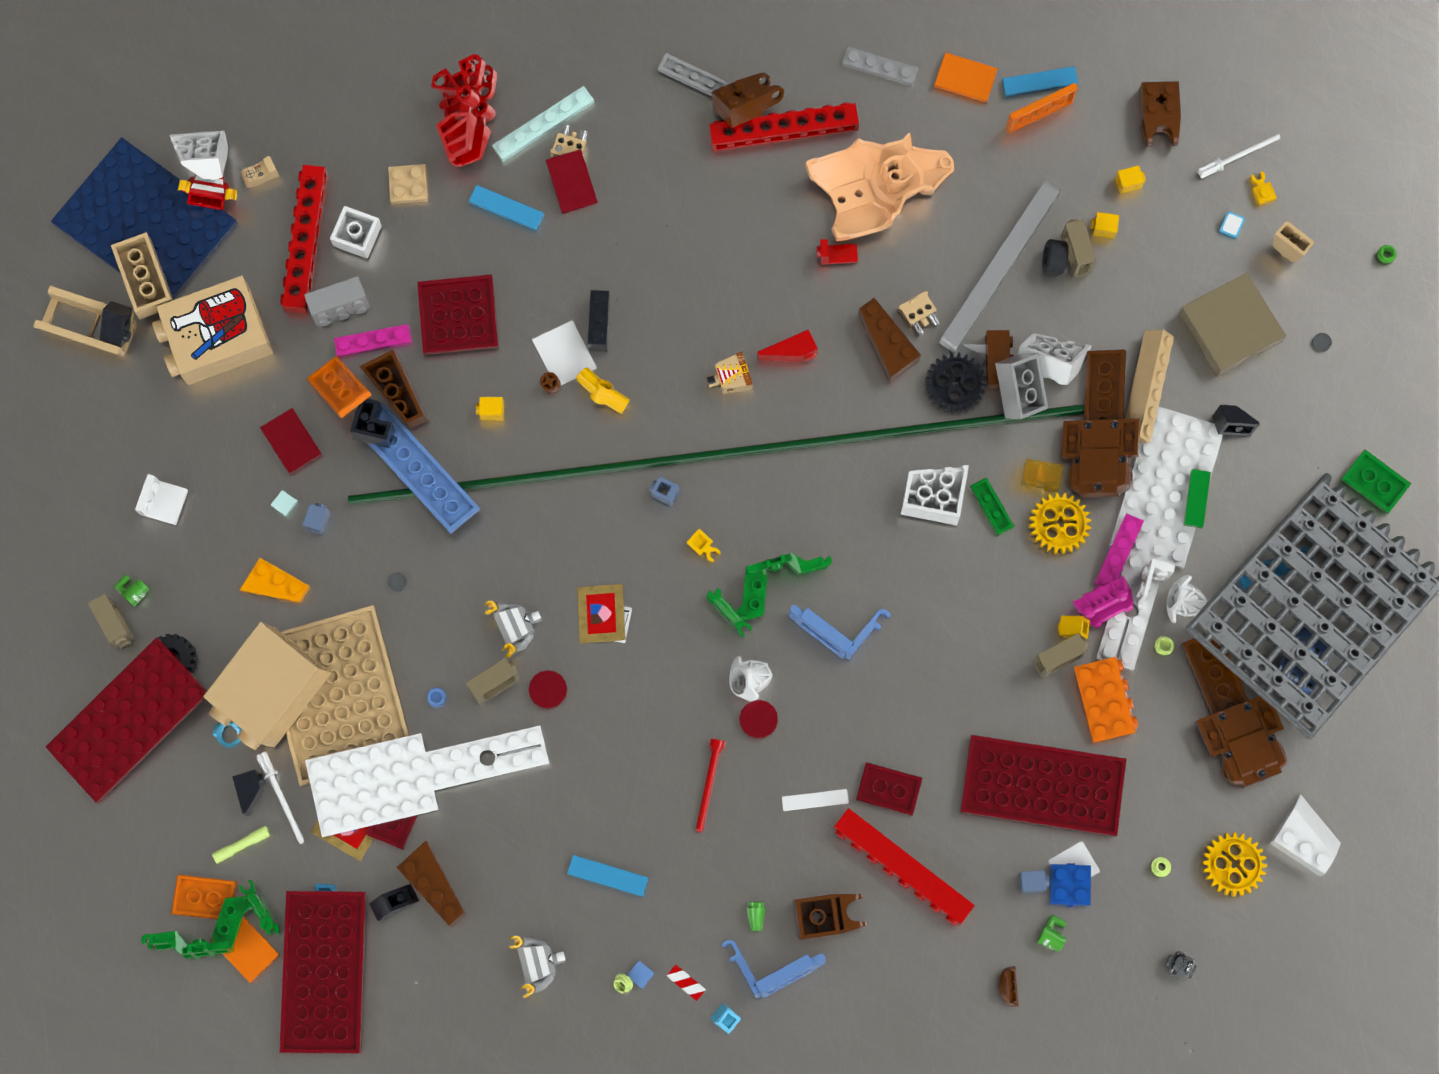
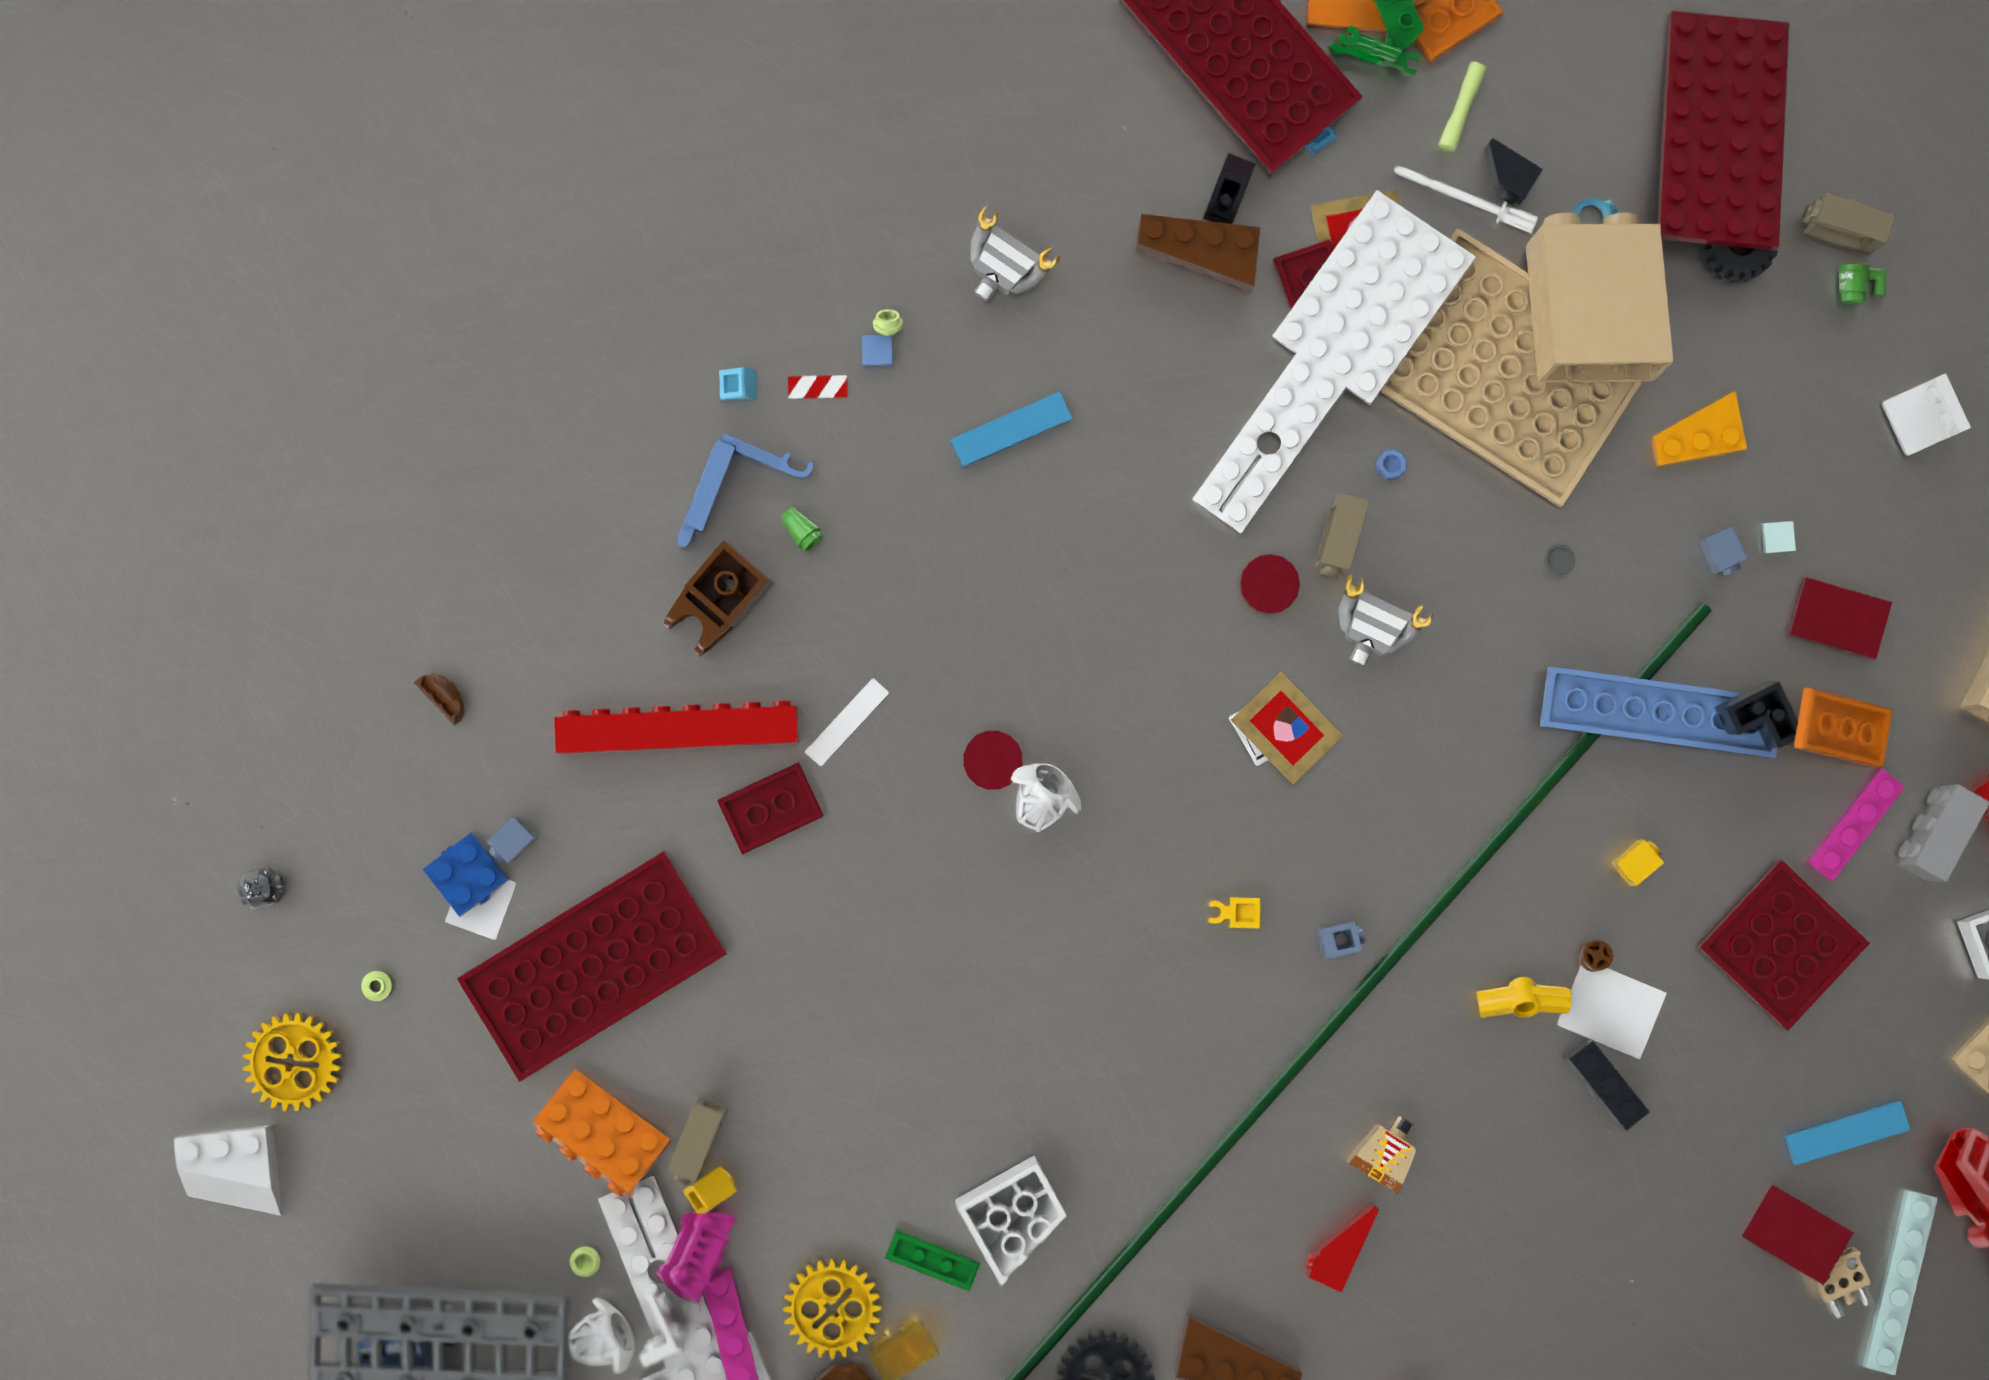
camera: 130 degrees right, 10 degrees up
(395, 385) = (1778, 790): reddish brown wedge -> none
(716, 748) = (1013, 683): red piece -> none
(755, 587) = (1129, 913): green piece -> none
(829, 635) = (991, 929): medium blue hinge -> none
(1051, 937) = (436, 793): bright green piece -> none
(1237, 726) = (416, 1235): reddish brown piece -> none

